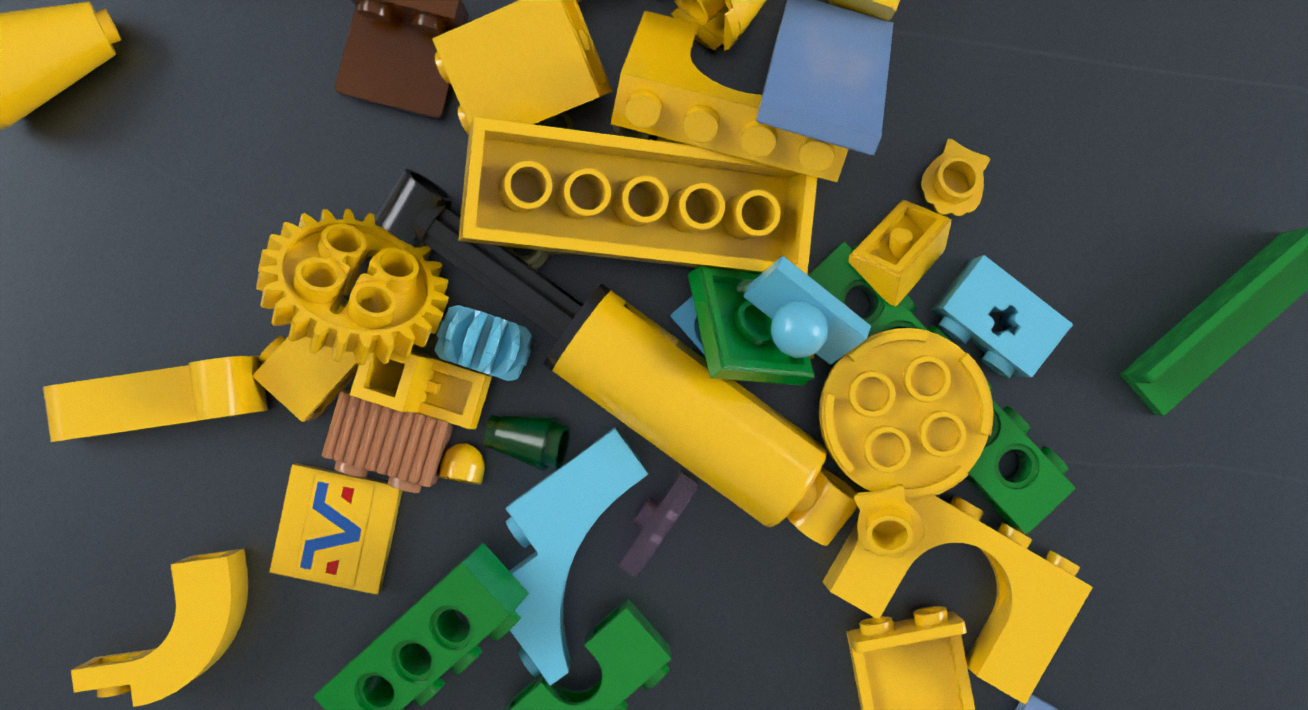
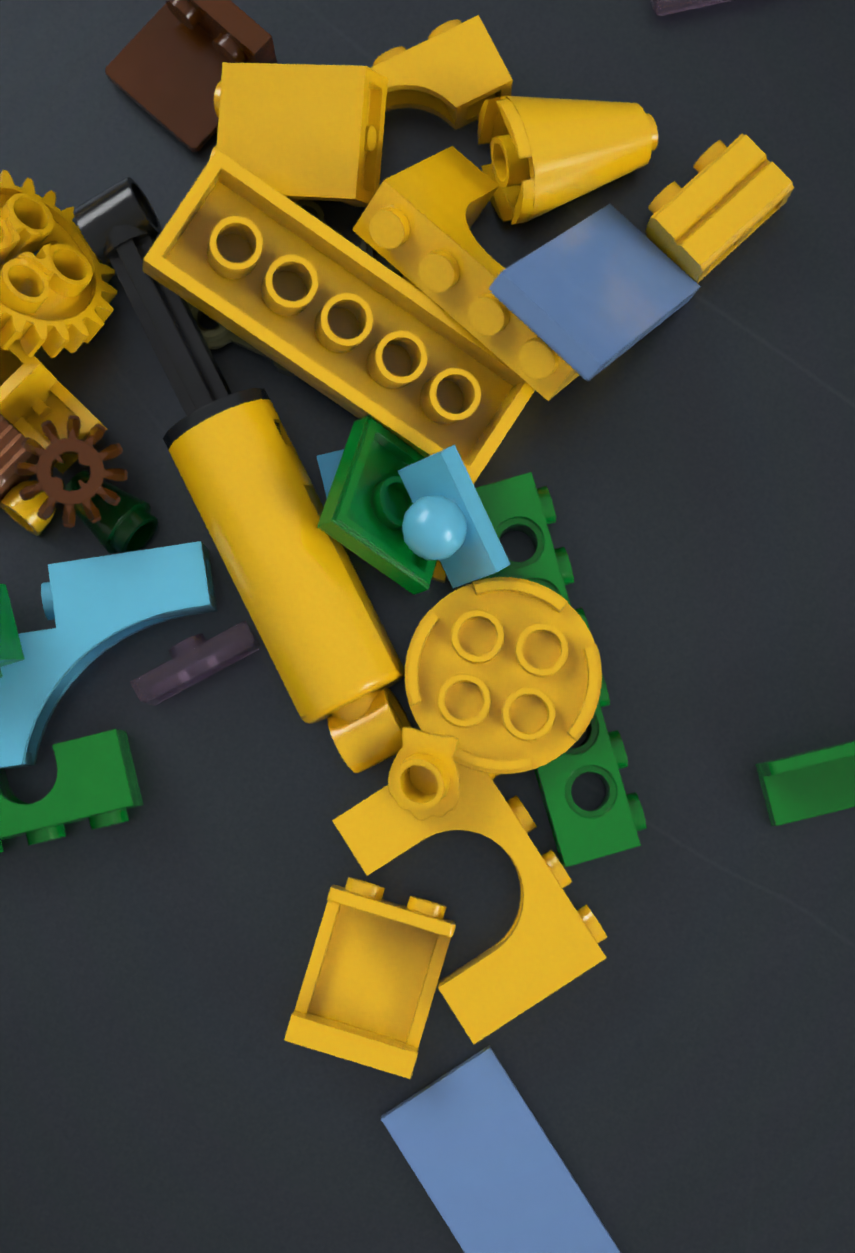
camera: 25 degrees right, 5 degrees down
(478, 447) = (87, 457): none -> reddish brown gear
(483, 343) = (115, 389): medium azure gear -> none
(901, 250) = (587, 514): yellow slope -> none
(955, 180) = (682, 474): yellow animal -> none
(1029, 322) = (684, 654): medium azure brick -> none

